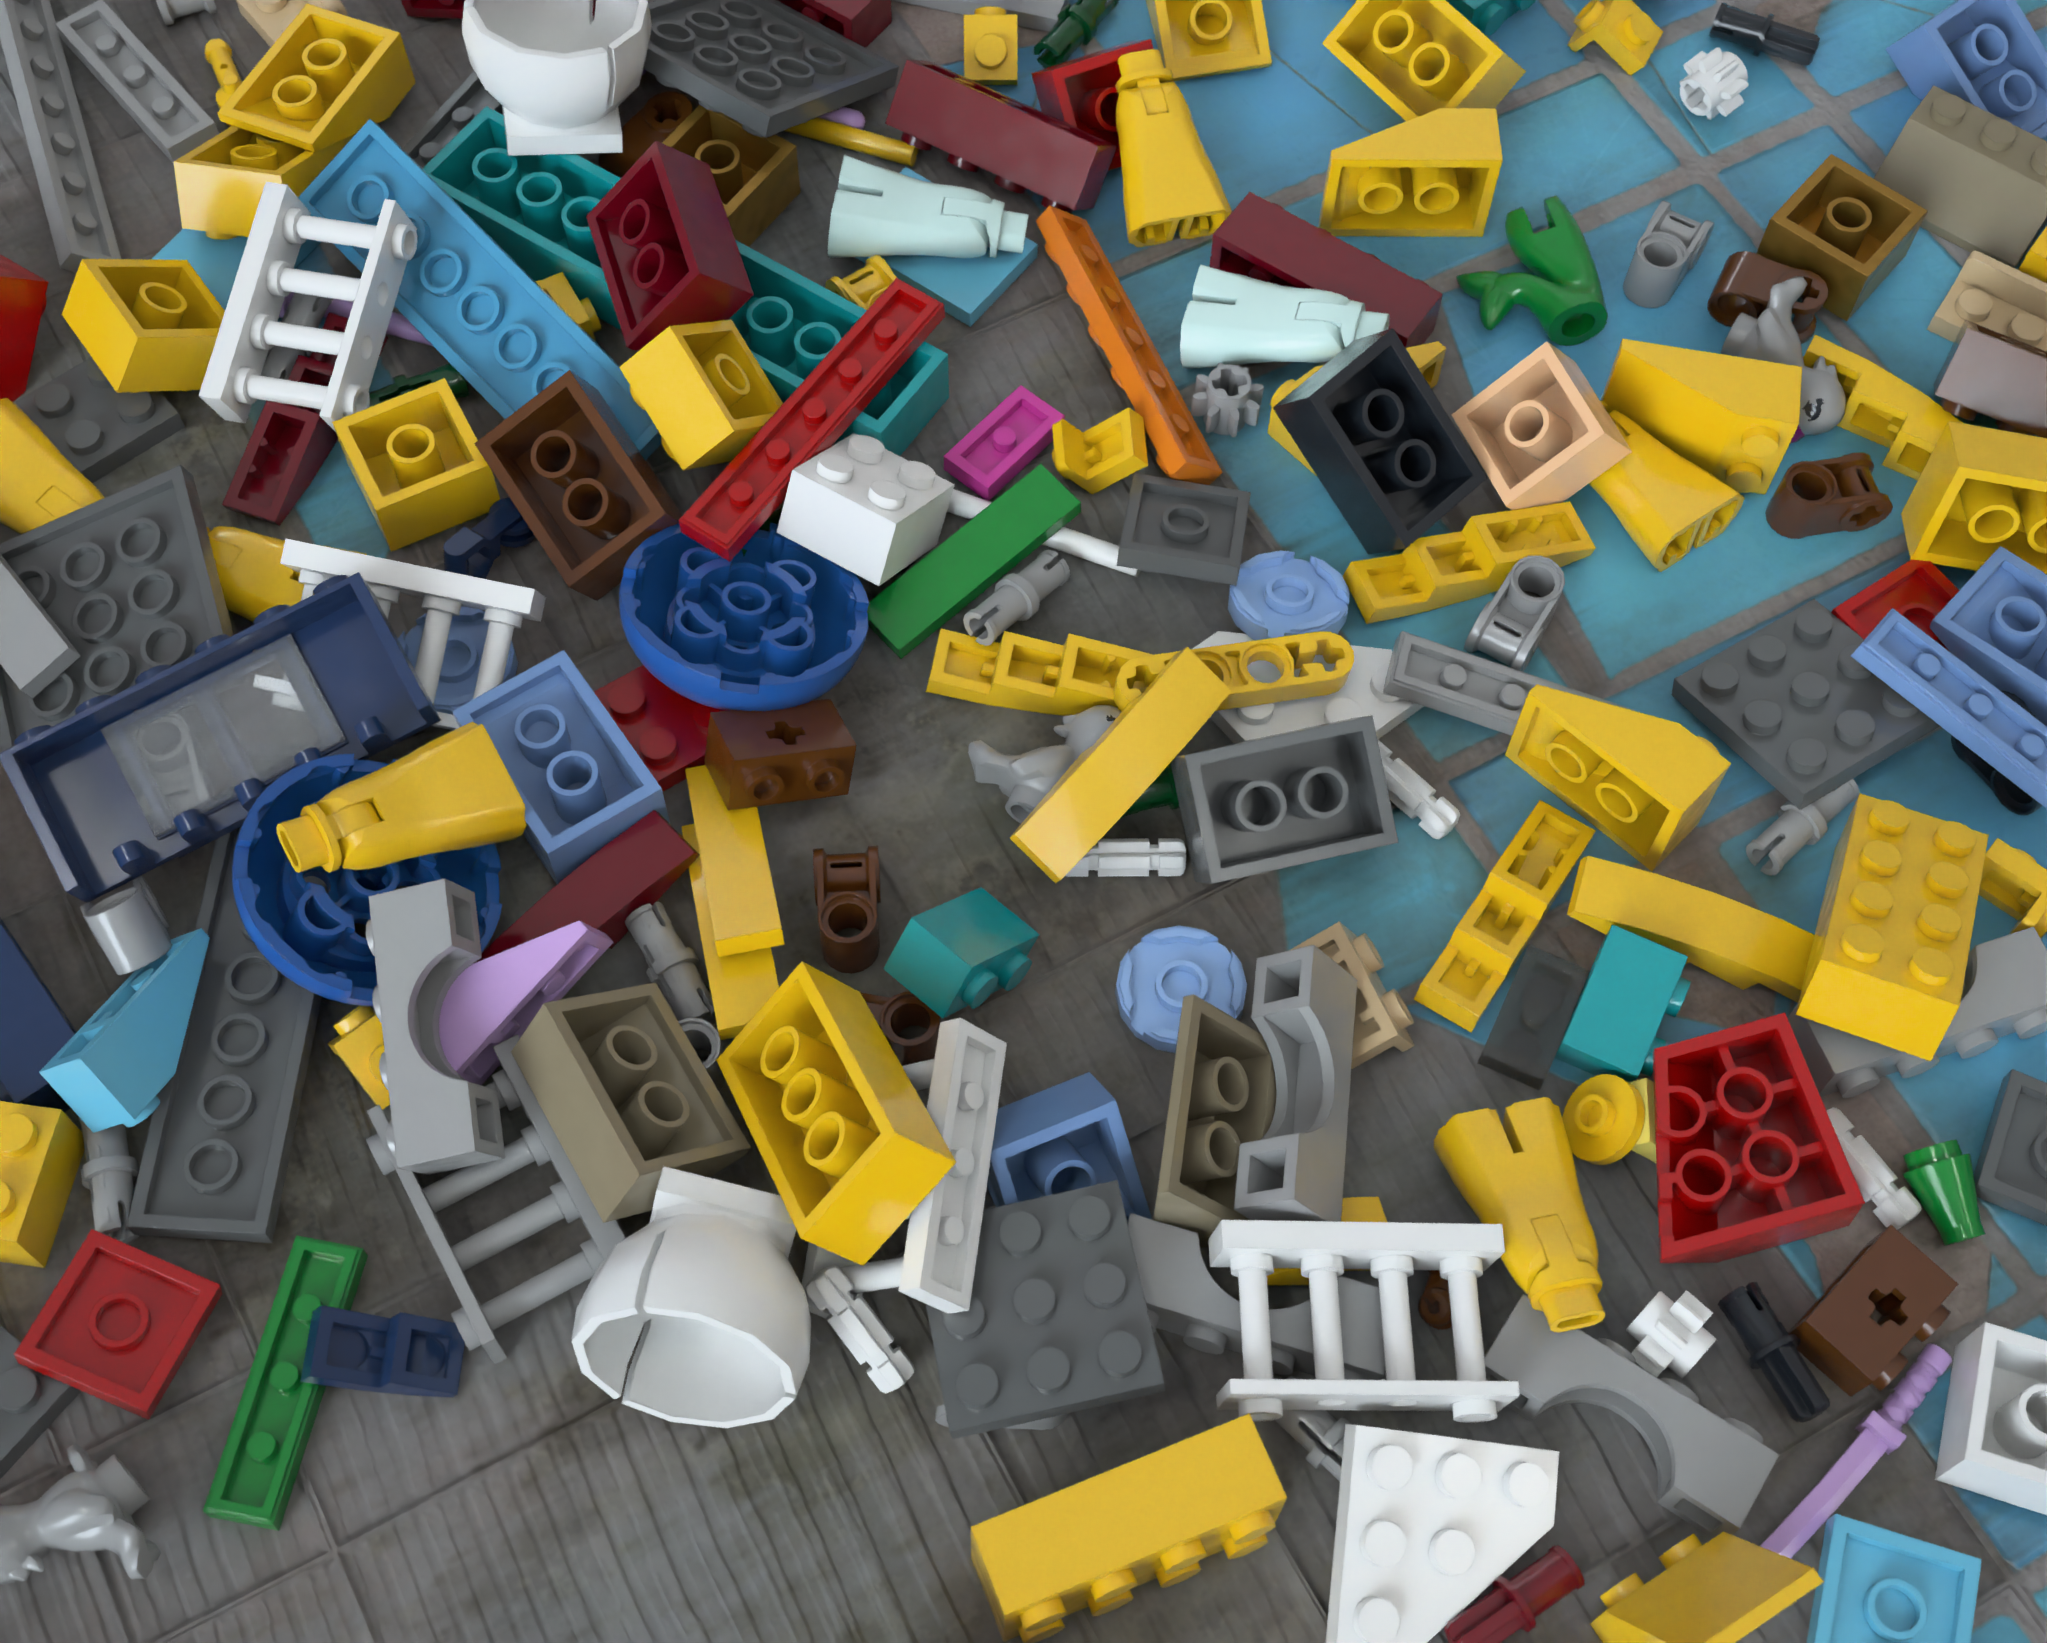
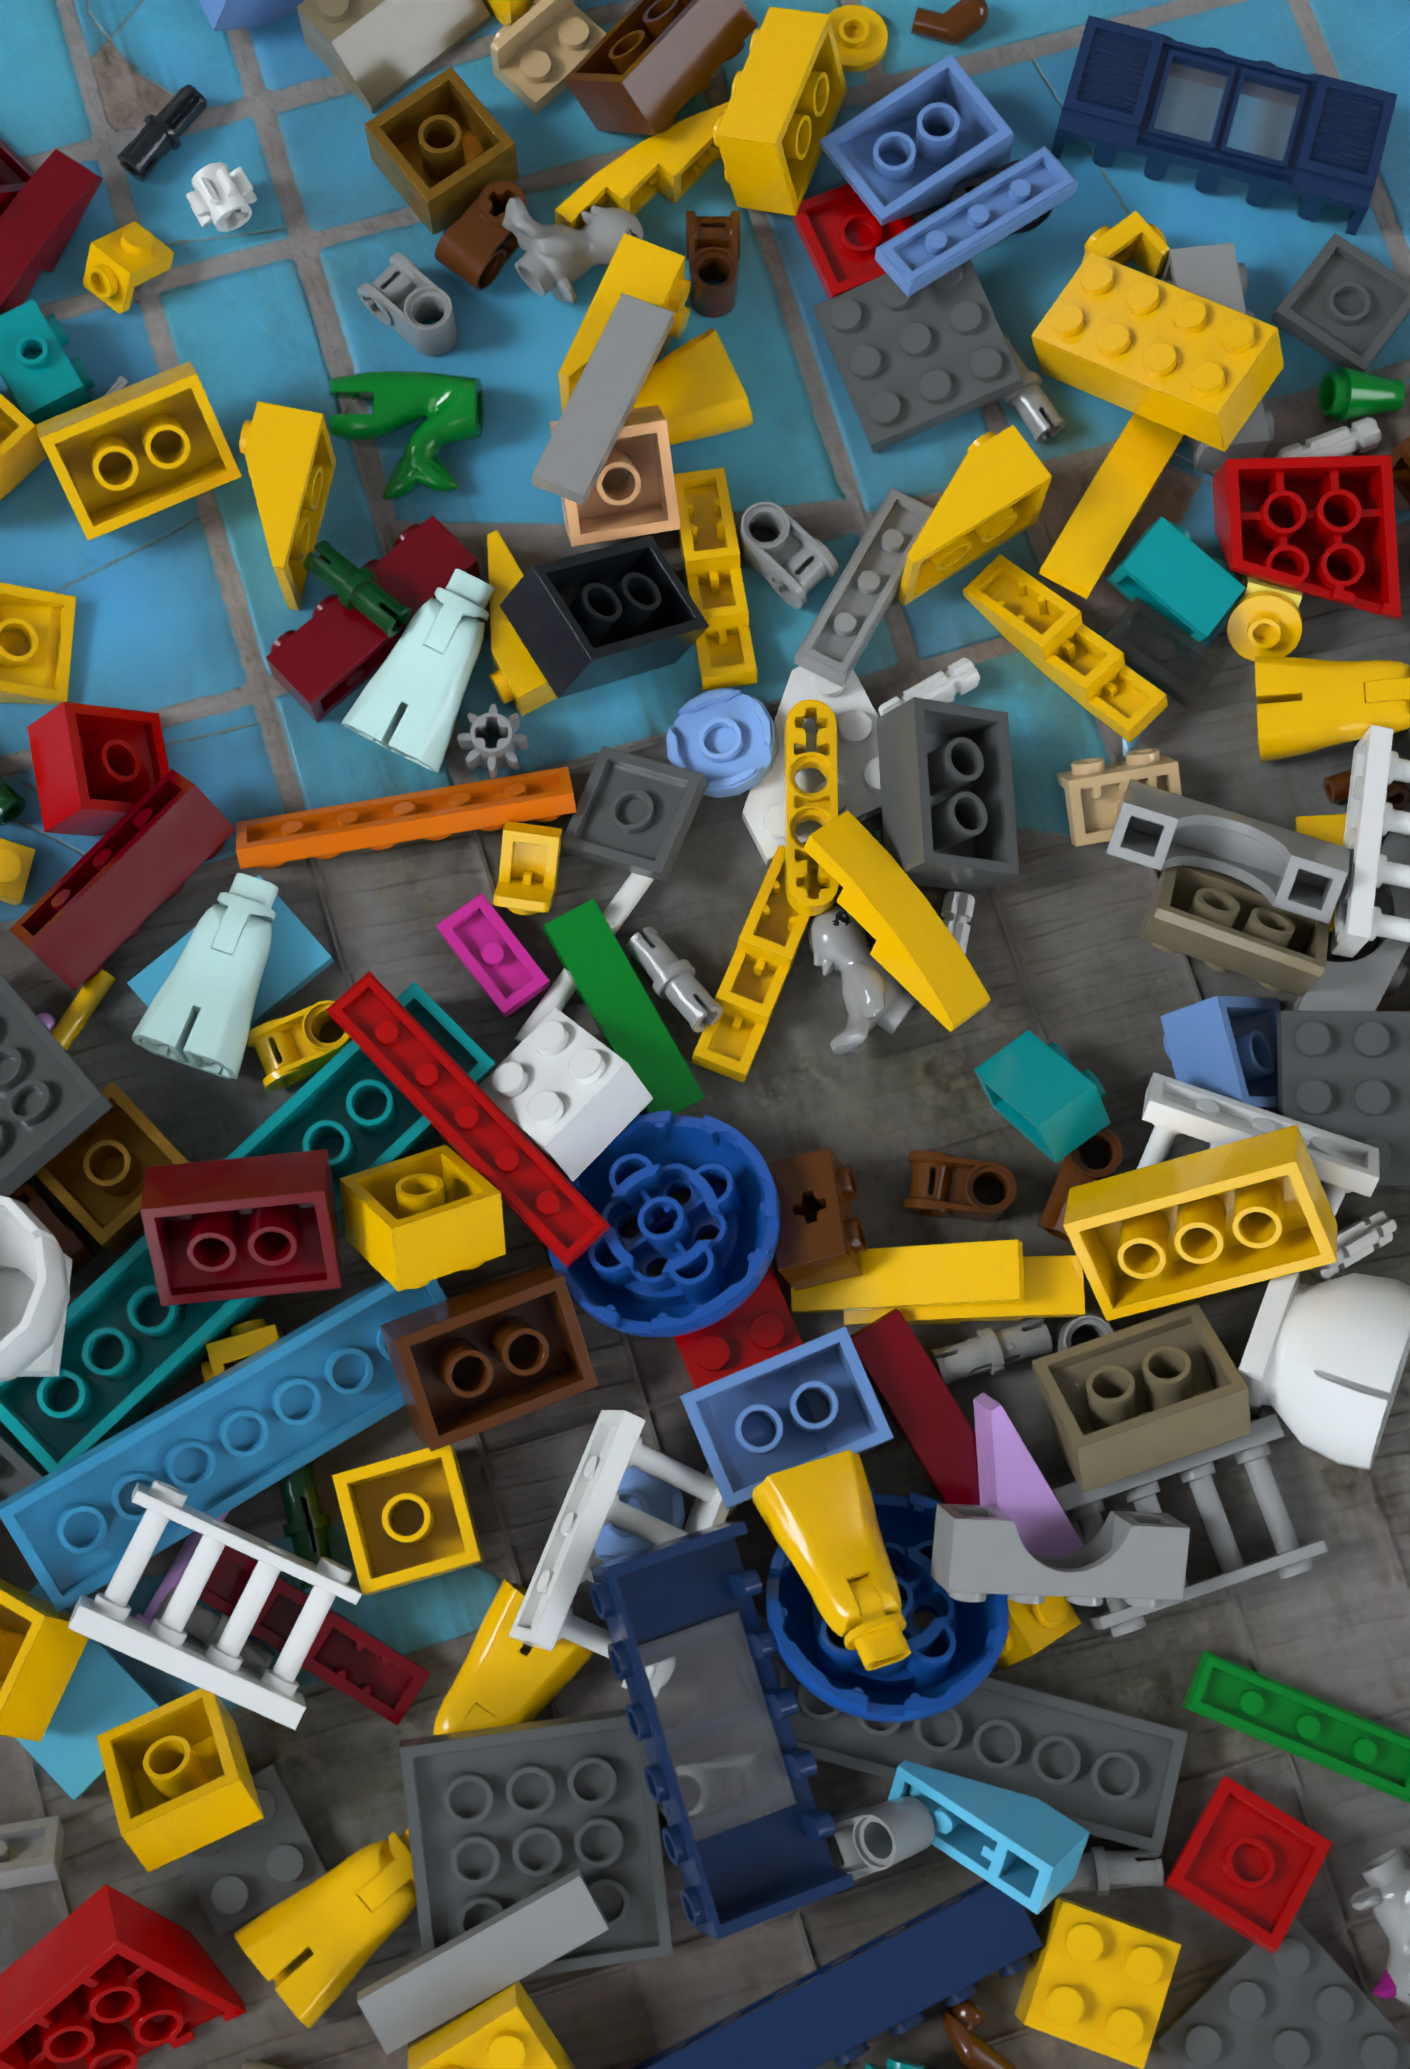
camera: 80 degrees left, 15 degrees up
(383, 1353) = (1301, 1641): dark blue slope -> none
(475, 549) = (490, 1449): dark blue piece -> none
(1162, 157) = (207, 729): yellow piece -> none
(1166, 969) = (1081, 928): light blue tile -> none
(1339, 239) = (357, 588): none -> dark green pin
(1604, 368) = (602, 399): none -> light grey tile

